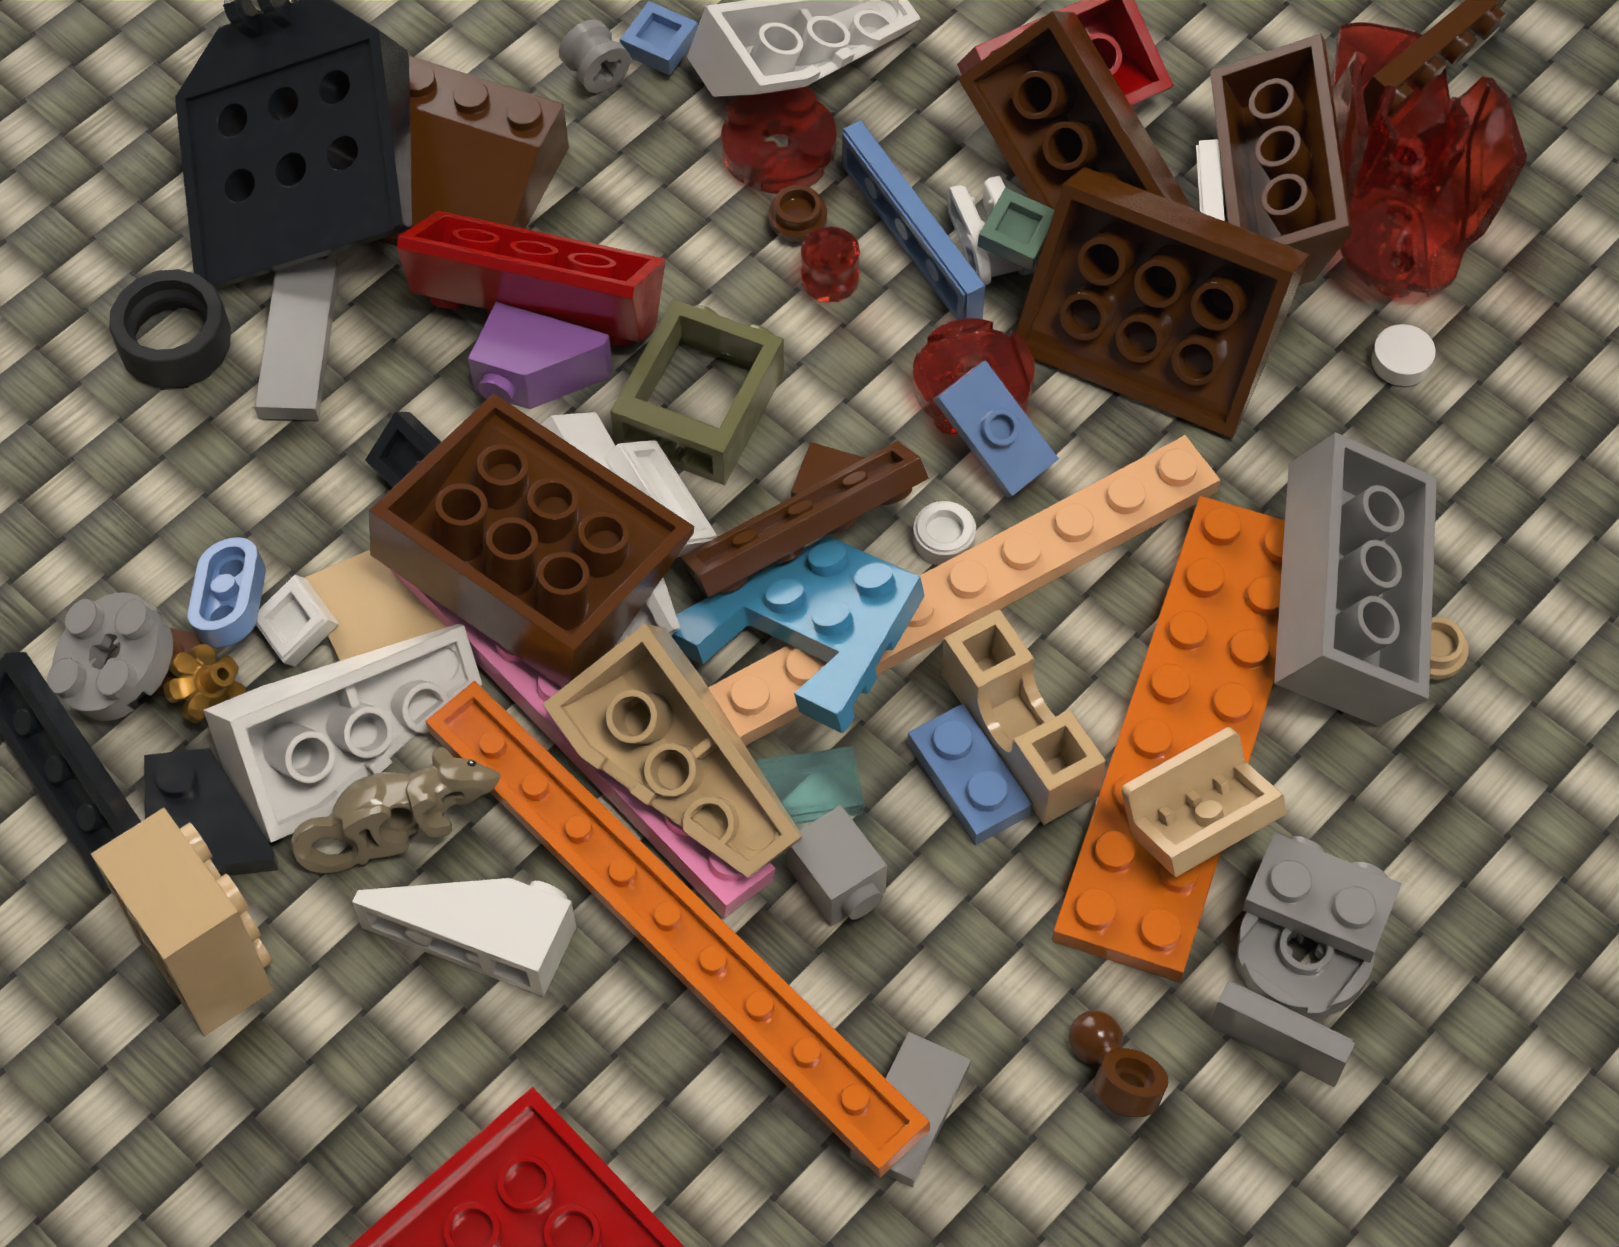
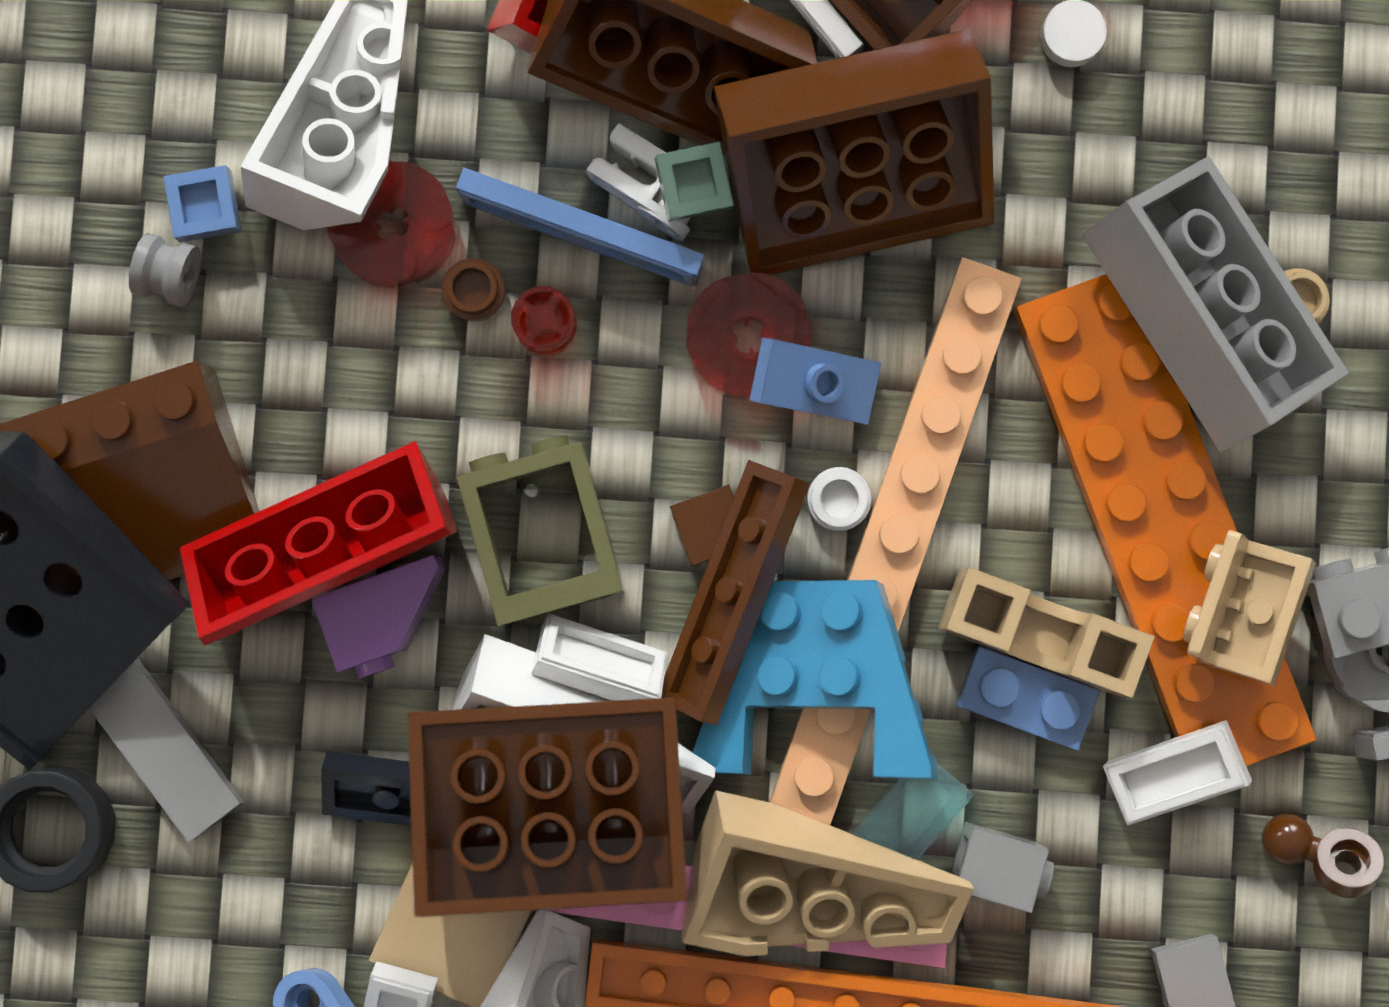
camera: 40 degrees left, 25 degrees up
(1043, 903) = (1177, 773): none -> white tile

